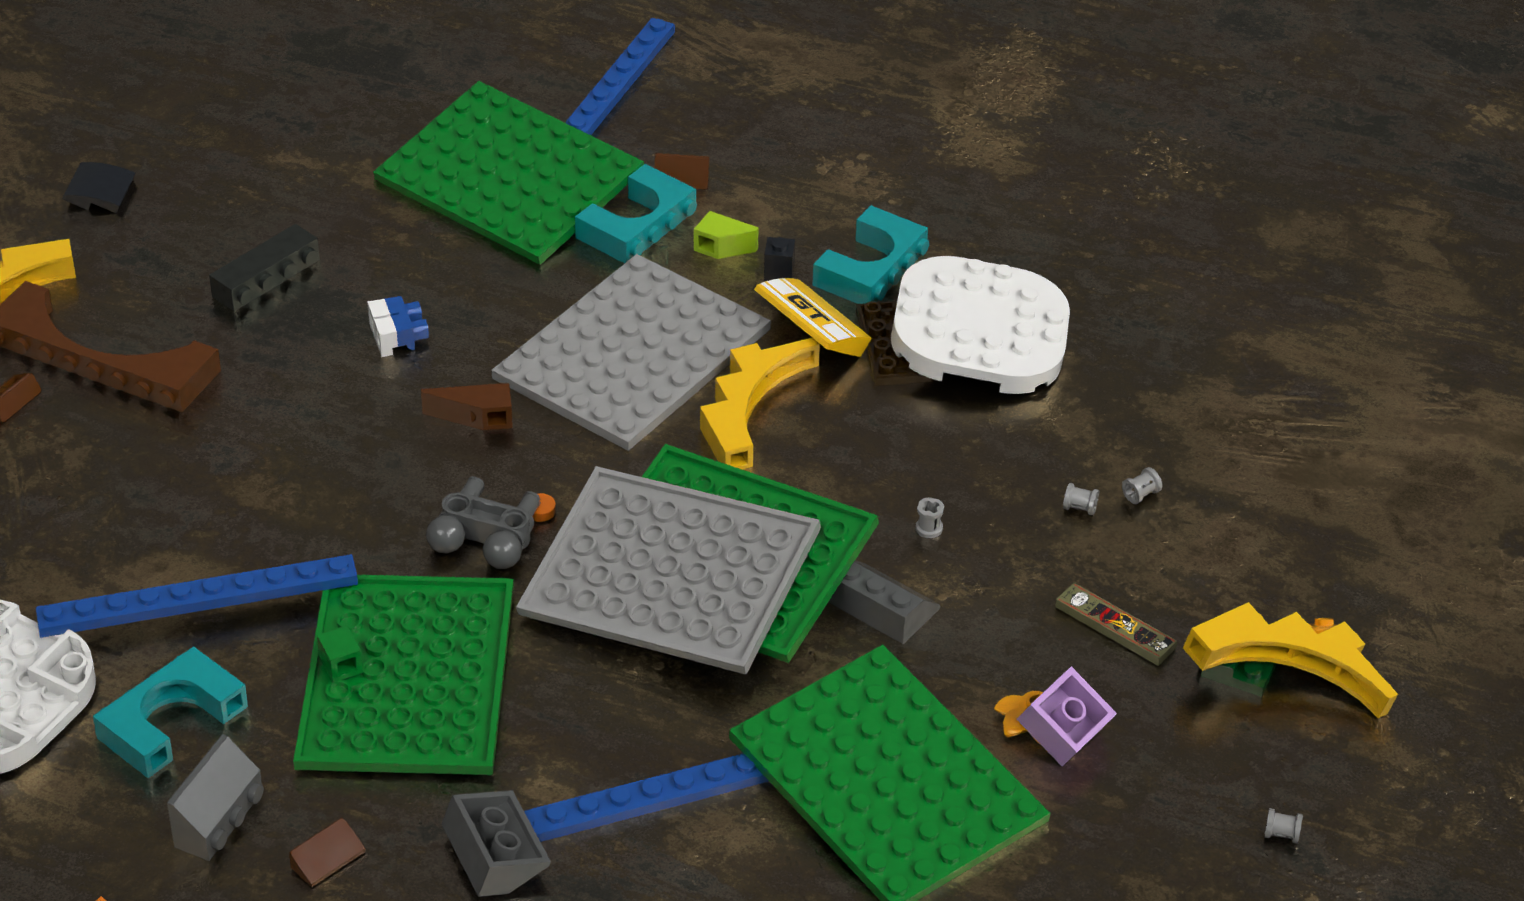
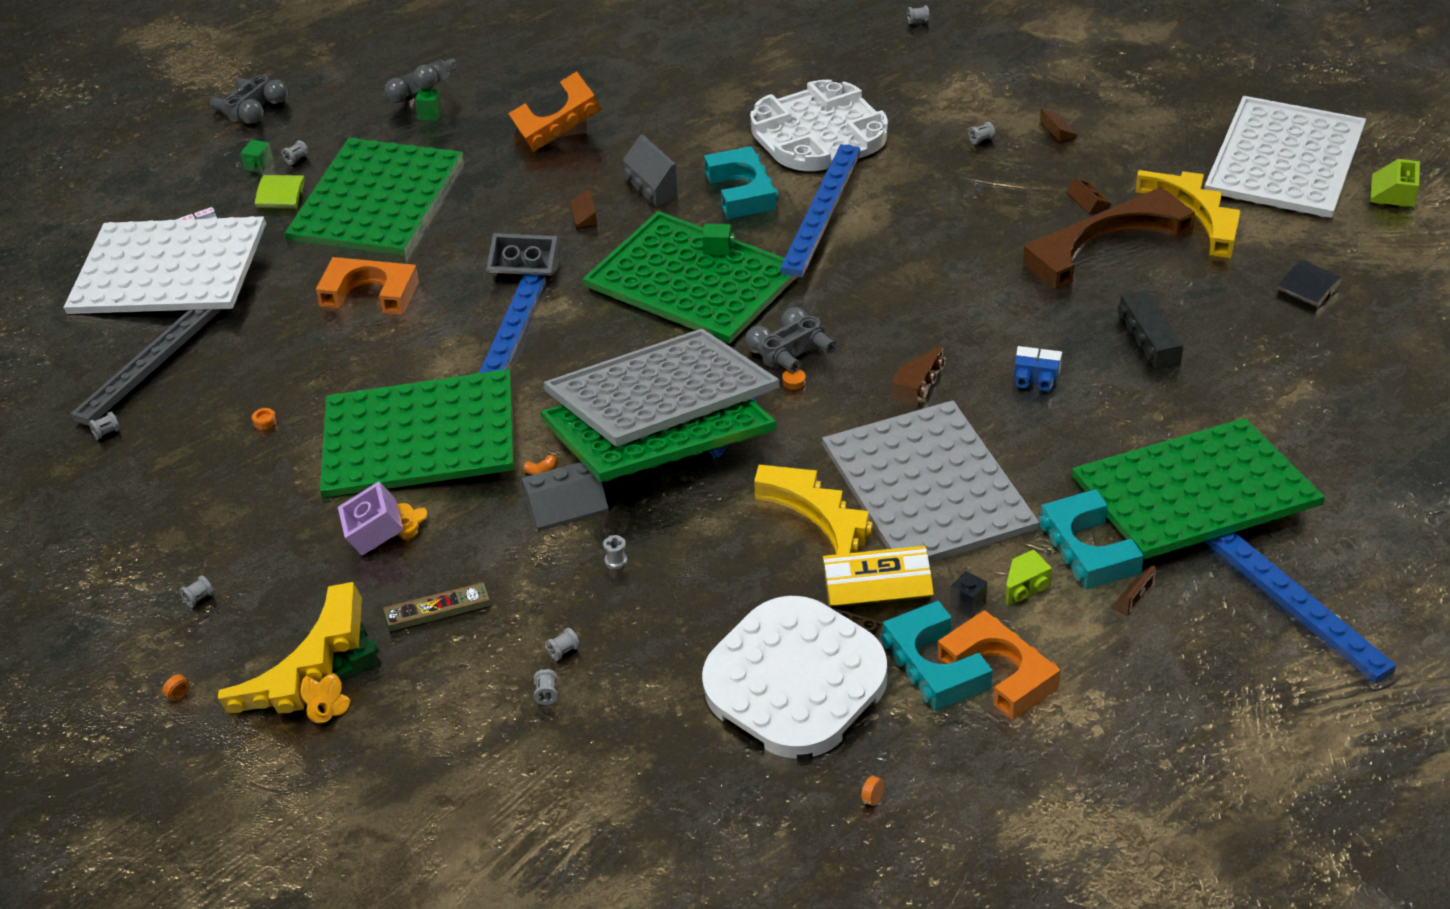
camera: 125 degrees right, 0 degrees up
(841, 195) = (989, 637): none -> orange arch
(852, 636) = (546, 465): none -> orange arm
(1057, 240) = (873, 790): none -> orange tile
(1409, 756) = (175, 687): none -> orange tile

